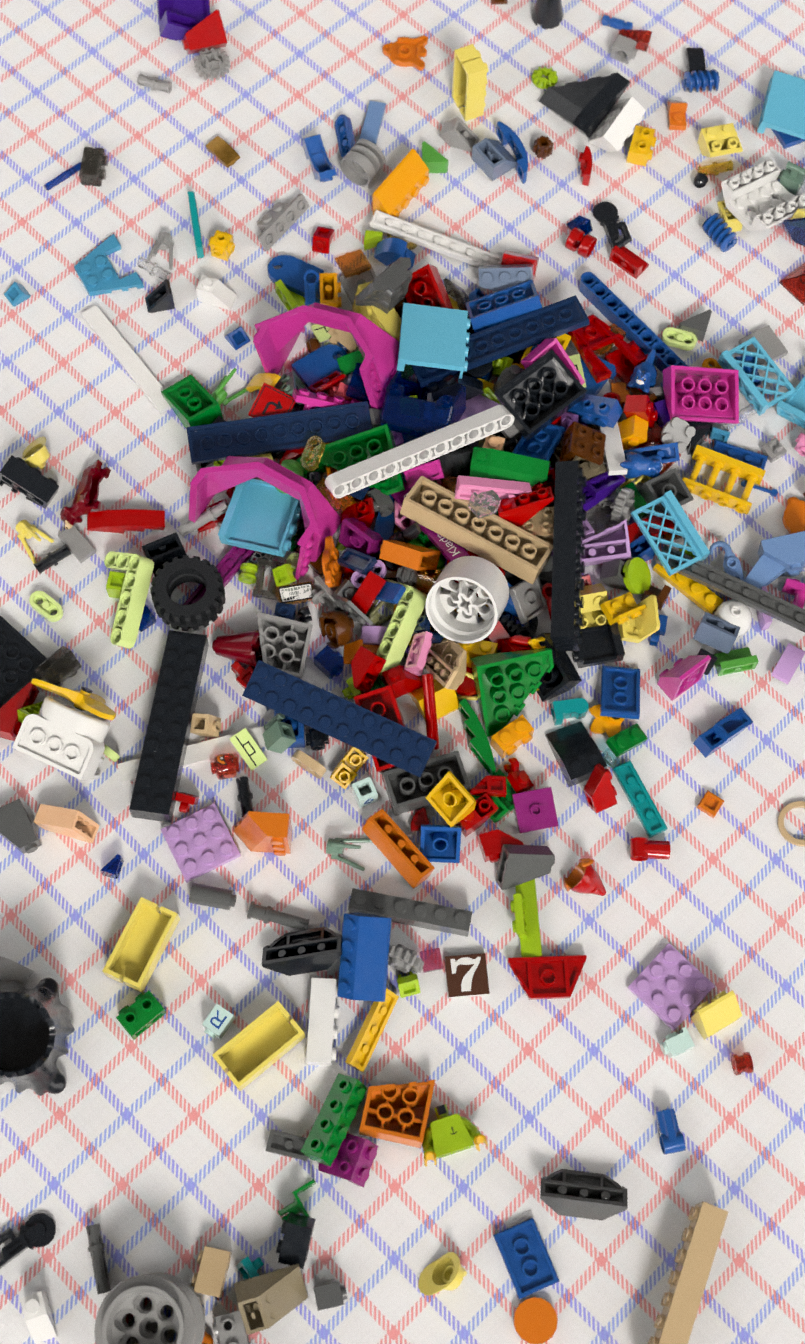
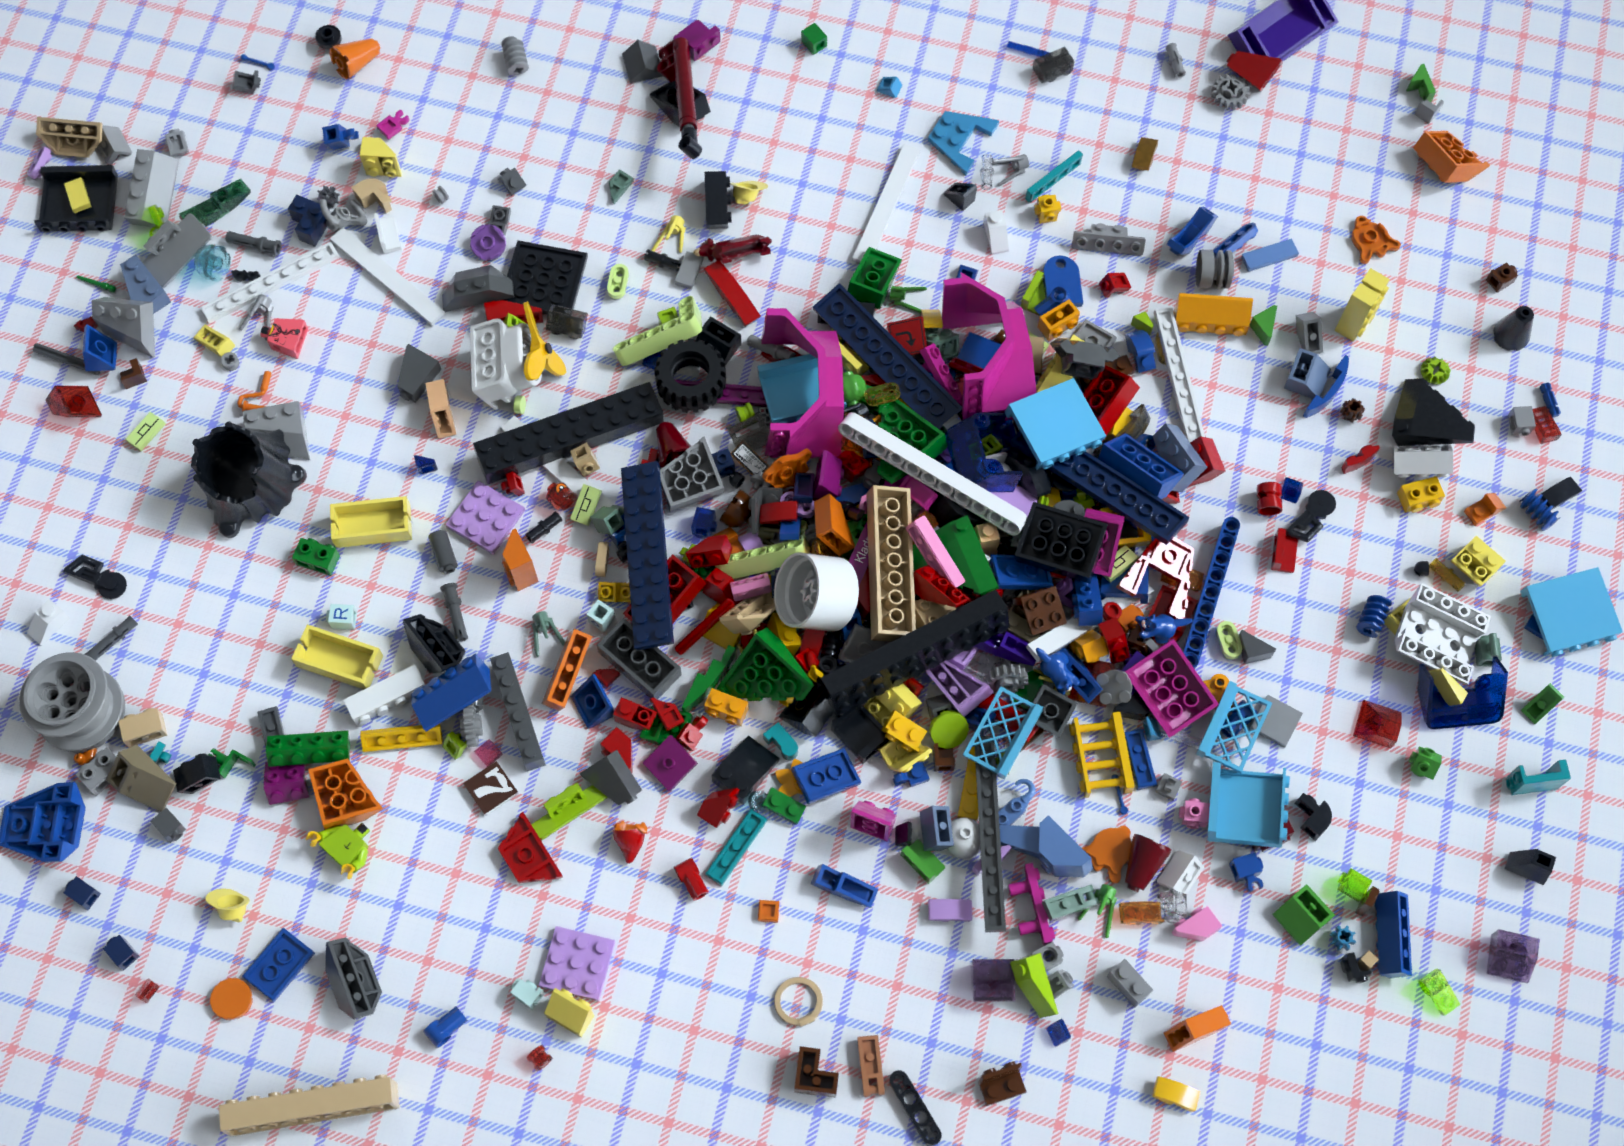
camera: 60 degrees right, 0 degrees up
(283, 575) = (756, 439): lime tile -> none
(353, 263) = (1107, 322): clear orange piece -> none
(451, 799) = (628, 684): yellow slope -> none
(484, 503) = (914, 553): clear brick -> none

